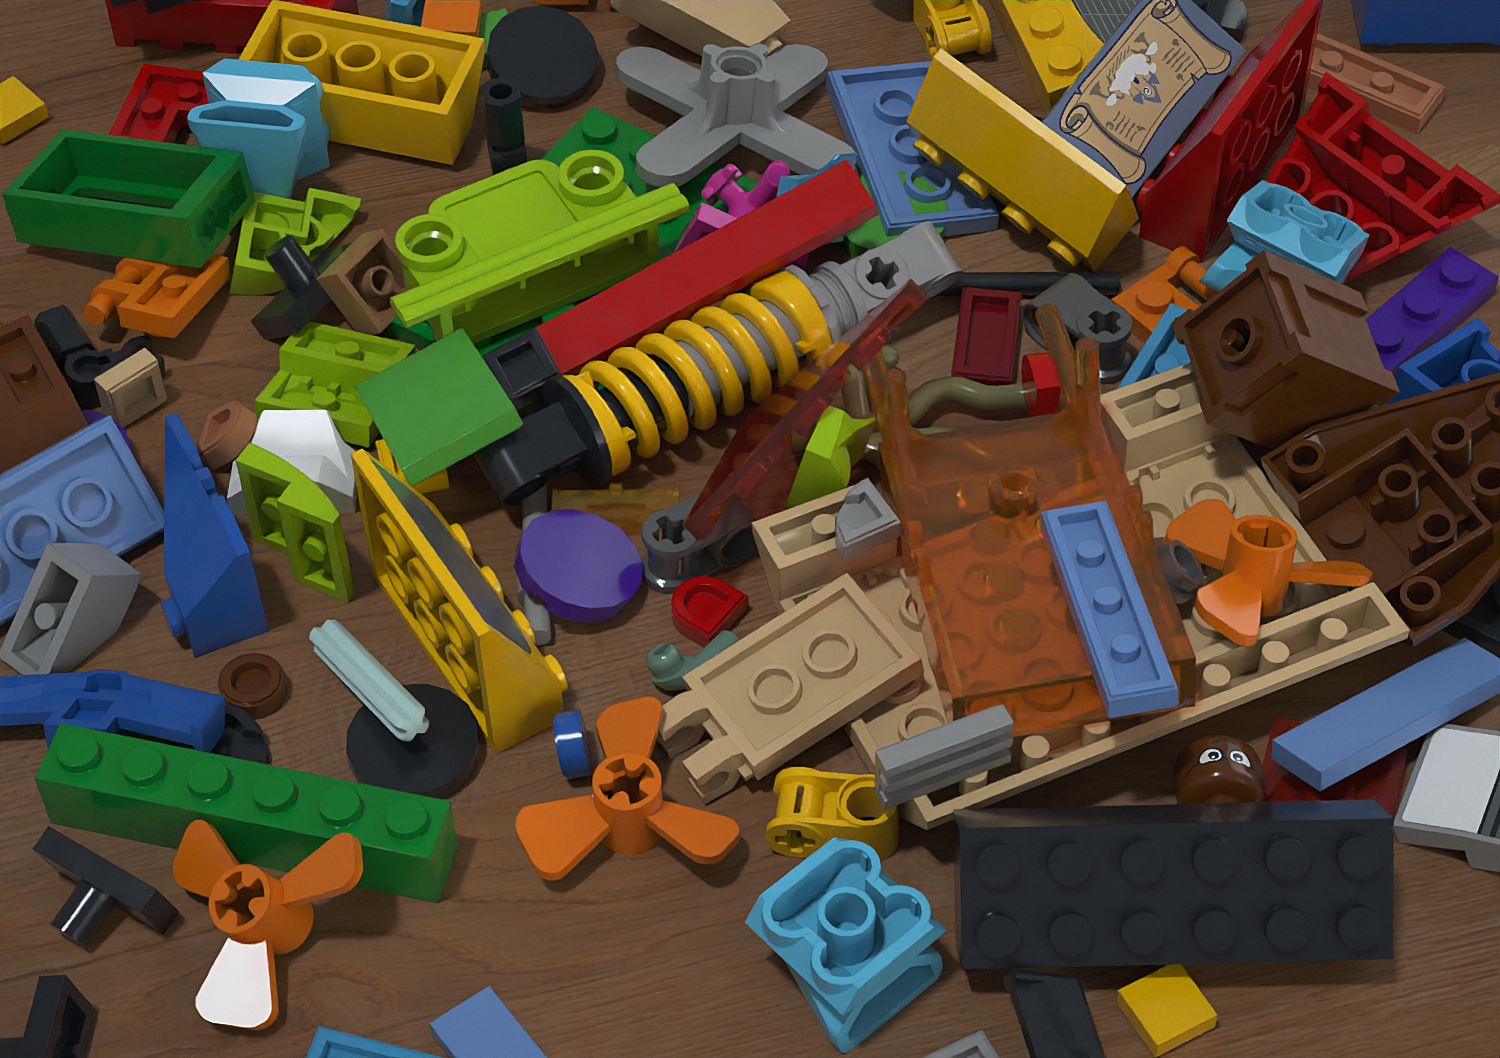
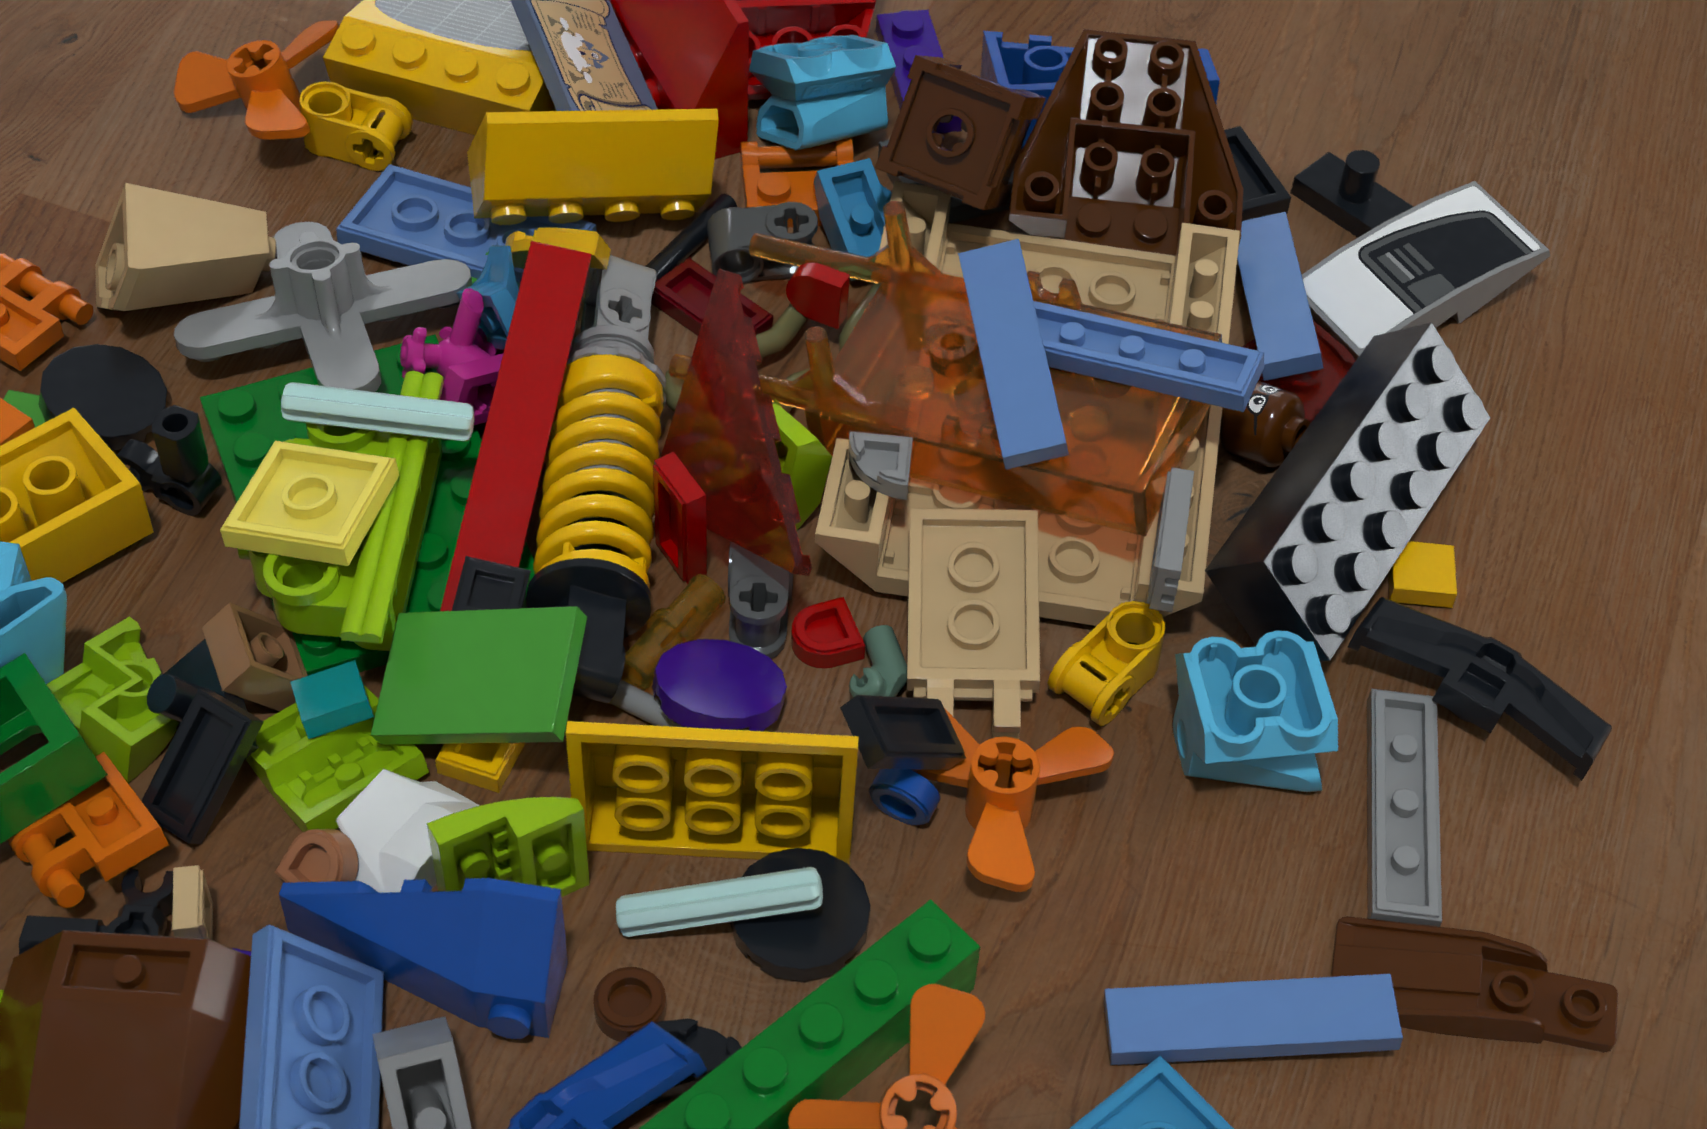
camera: 60 degrees left, 0 degrees up
(250, 311) = (200, 765): none -> black tile
(366, 344) = (331, 699): none -> teal tile
(488, 205) = (310, 503): none -> light yellow tile
(585, 687) = (903, 733): none -> black tile
(604, 187) = (377, 411): none -> light aqua axle
(705, 430) = (680, 517): none -> red tile
(893, 193) = (567, 238): none -> yellow tile
(1020, 521) = (1013, 355): none -> medium blue tile
(1255, 564) = (1116, 271): orange piece -> none

